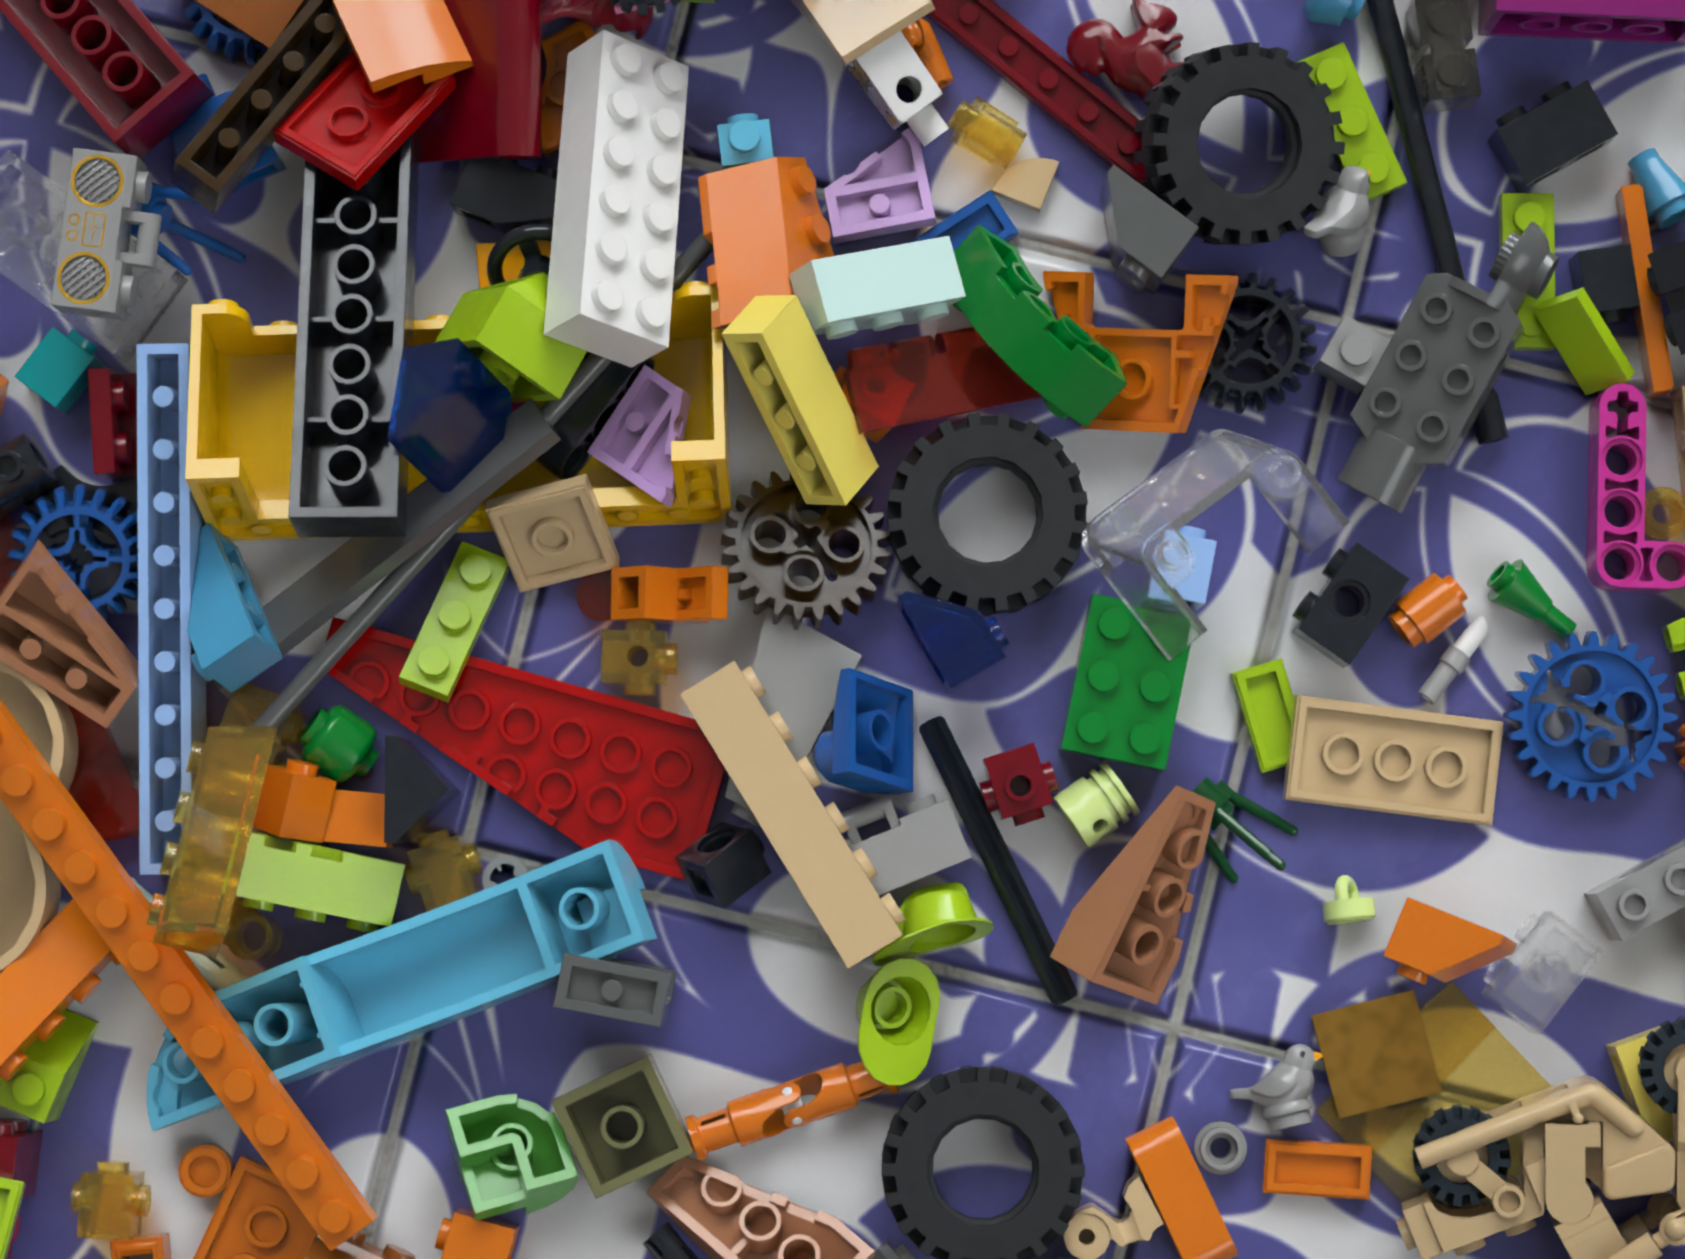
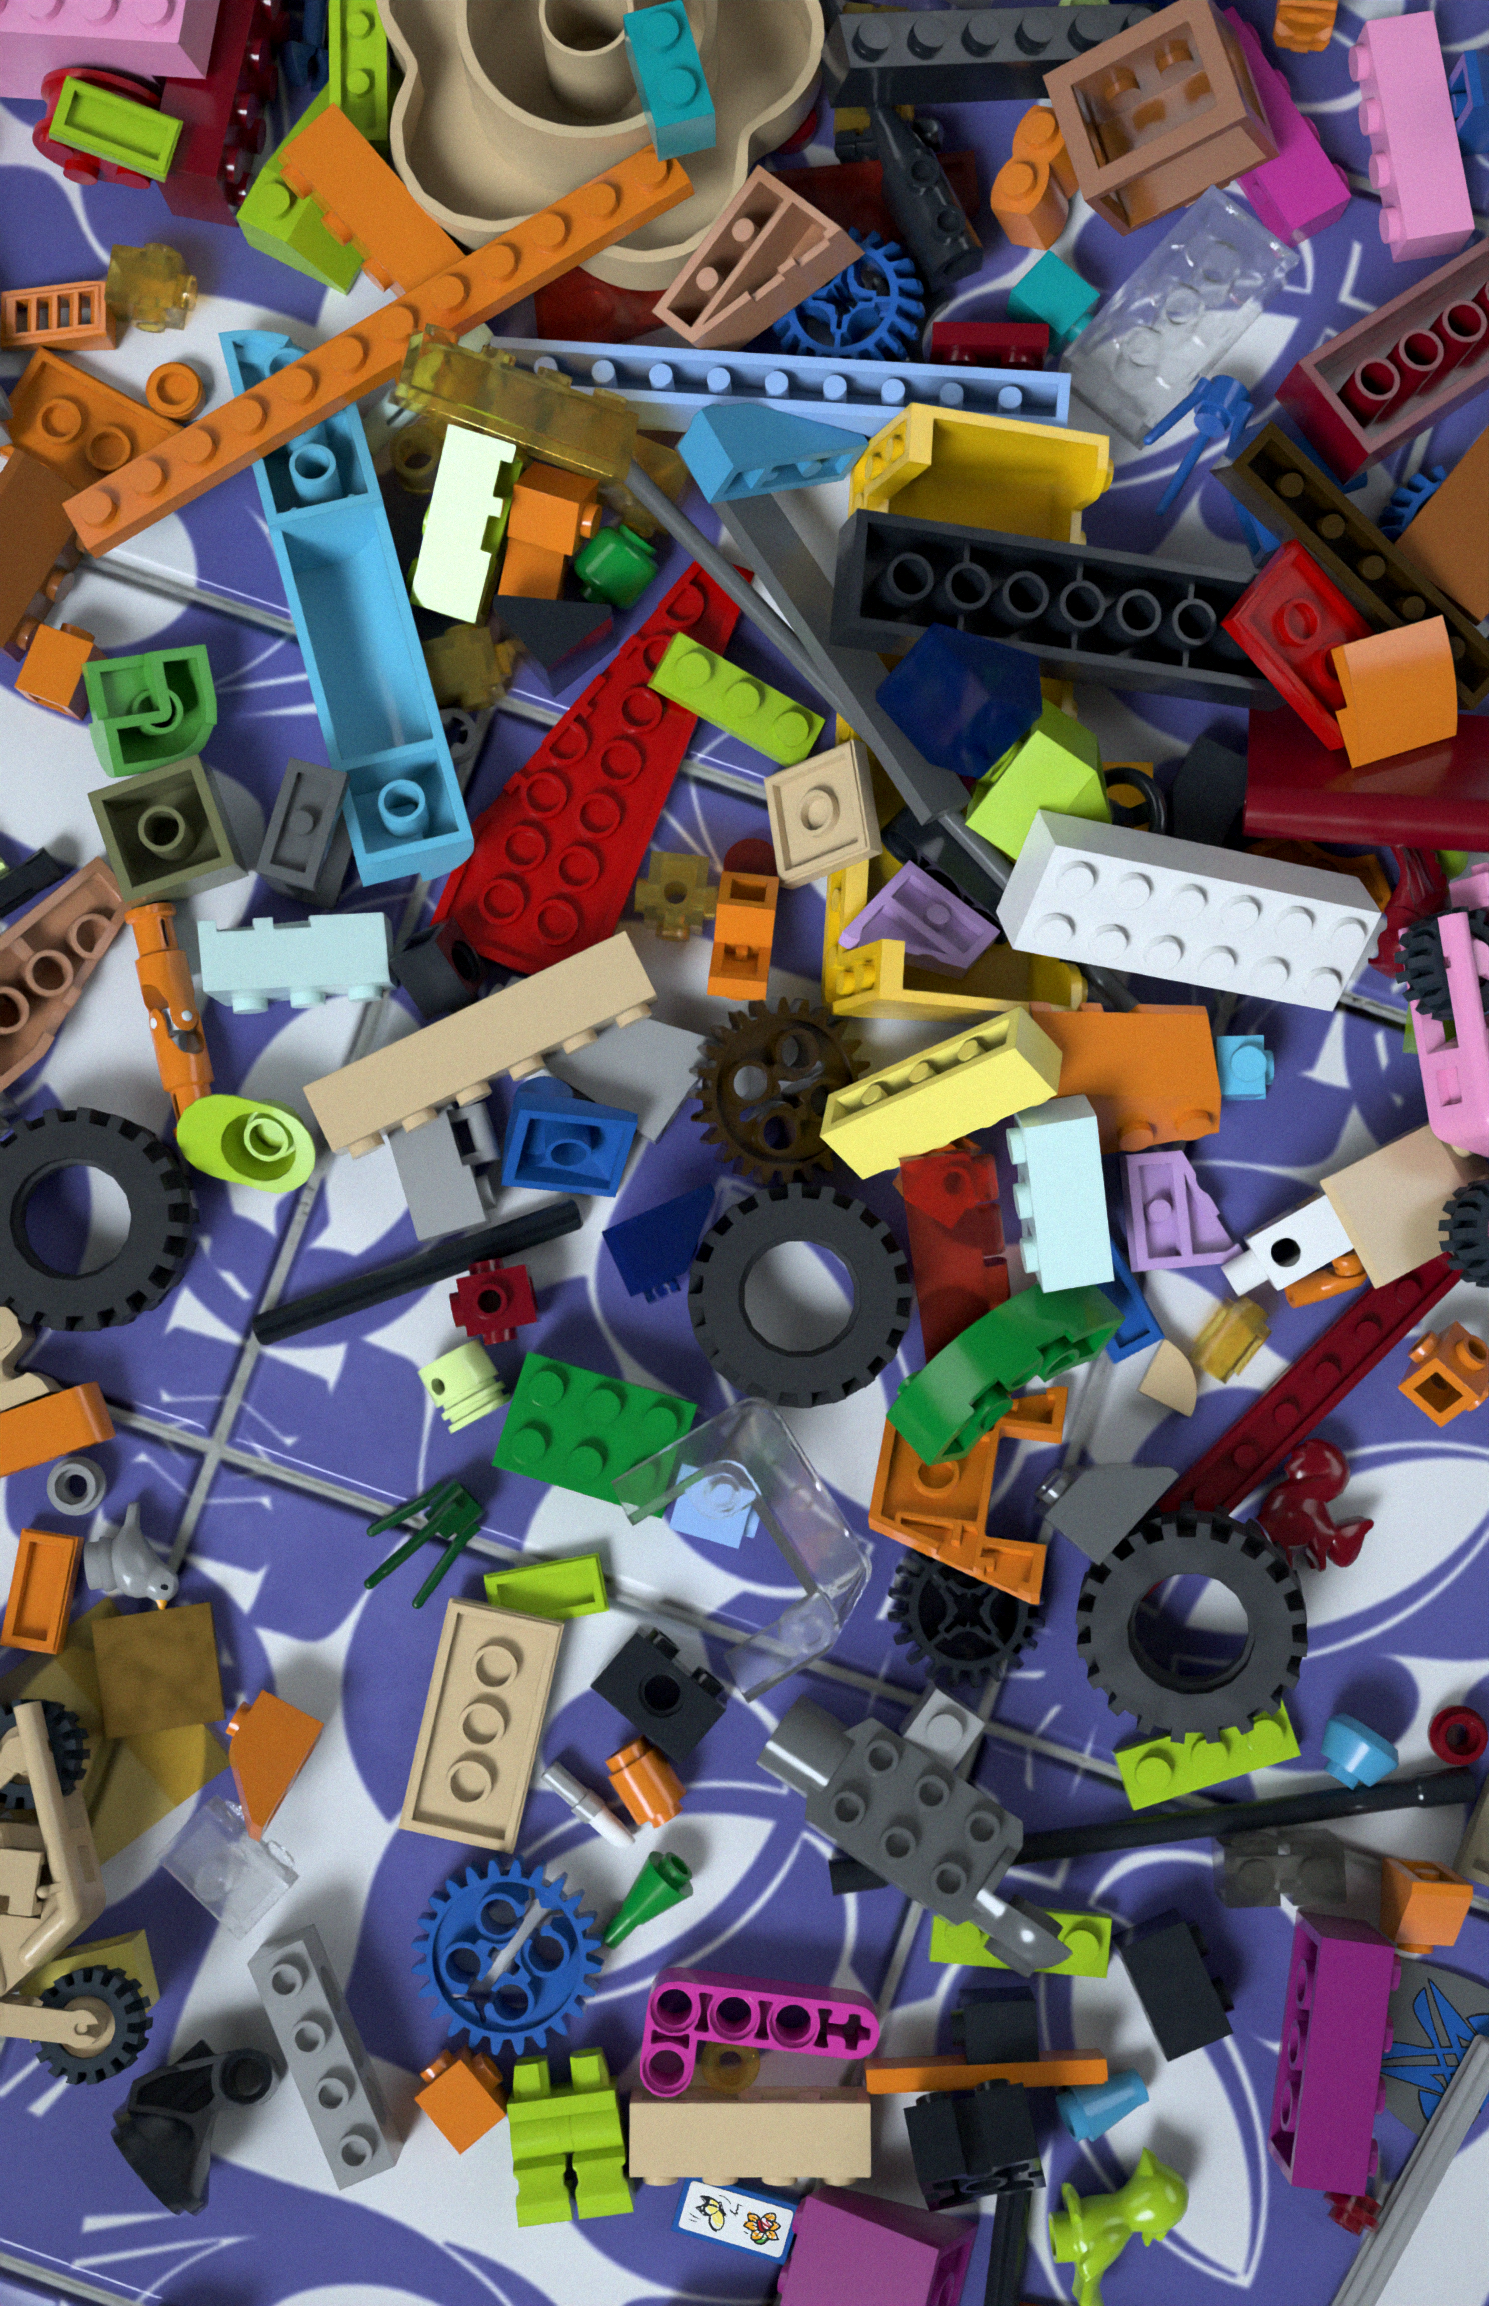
camera: 90 degrees right, 0 degrees up
(96, 232) = (1196, 339): light grey piece -> none
(728, 992) = (297, 961): none -> light aqua wedge
(934, 920) = (359, 1195): lime piece -> none
(1131, 915) = (332, 1409): nougat wedge -> none
(1343, 217) = (1096, 1732): light grey animal -> none
(1348, 906) = (324, 1656): yellowish green tile -> none
(1584, 341) = (932, 1995): lime tile -> none

